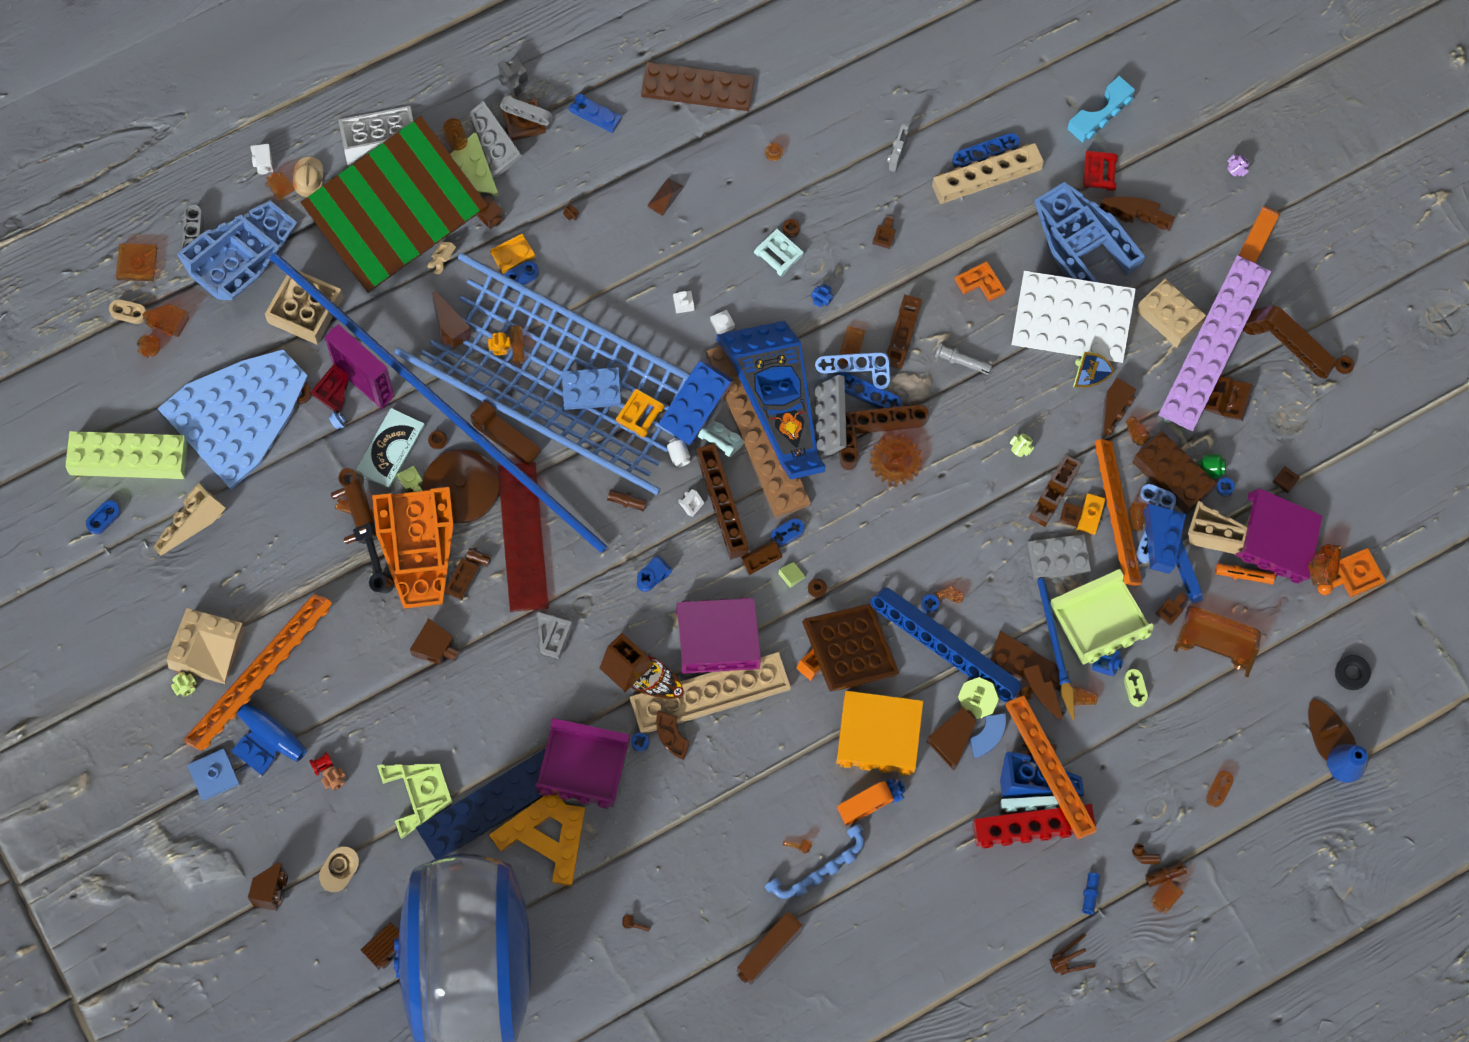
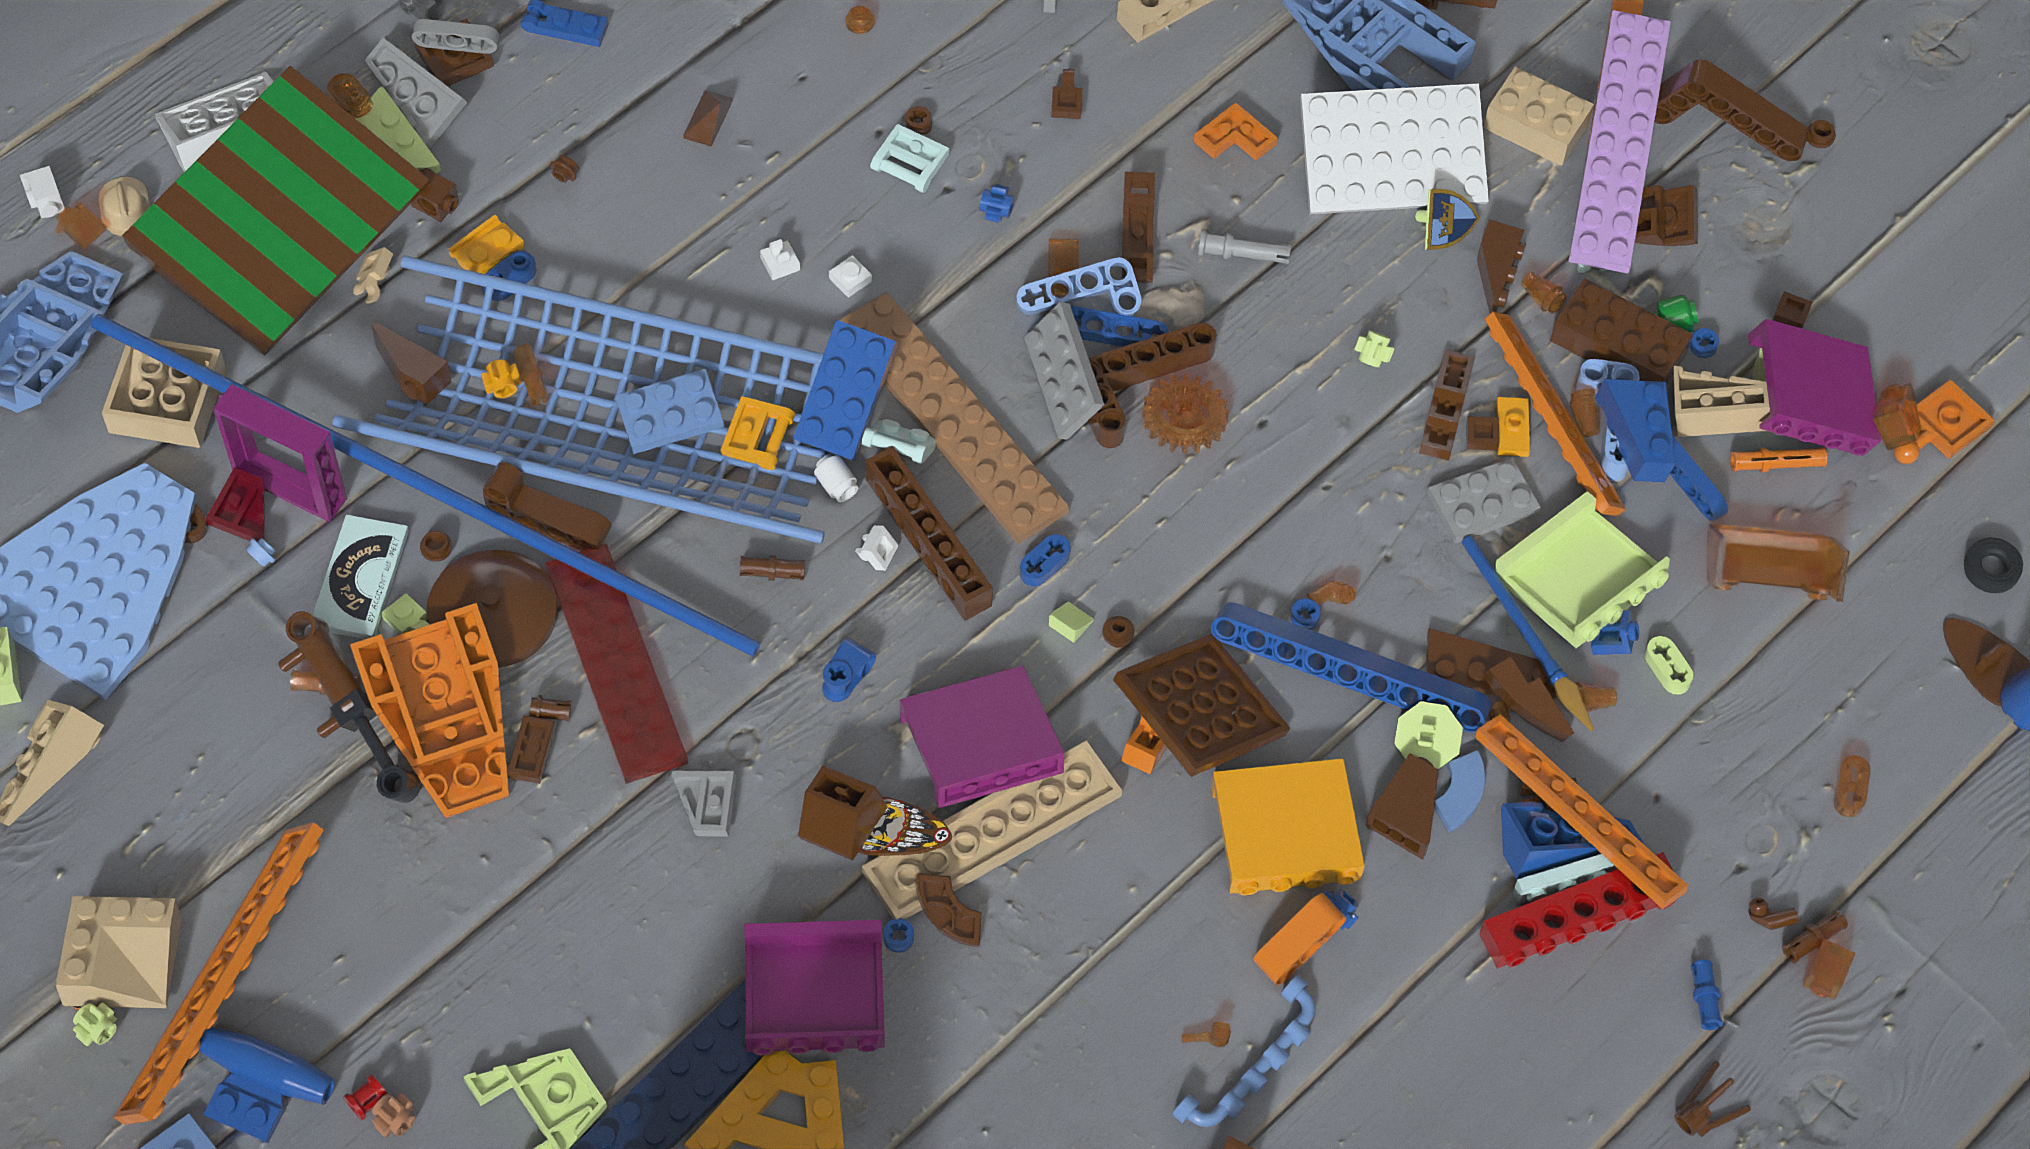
camera: 15 degrees left, 10 degrees down
(434, 644) = (511, 860): reddish brown torso -> none
(761, 557) = (1015, 604): reddish brown plate -> none
(775, 380) = (964, 339): blue wing -> none
(1171, 609) = (1685, 536): reddish brown plate -> none

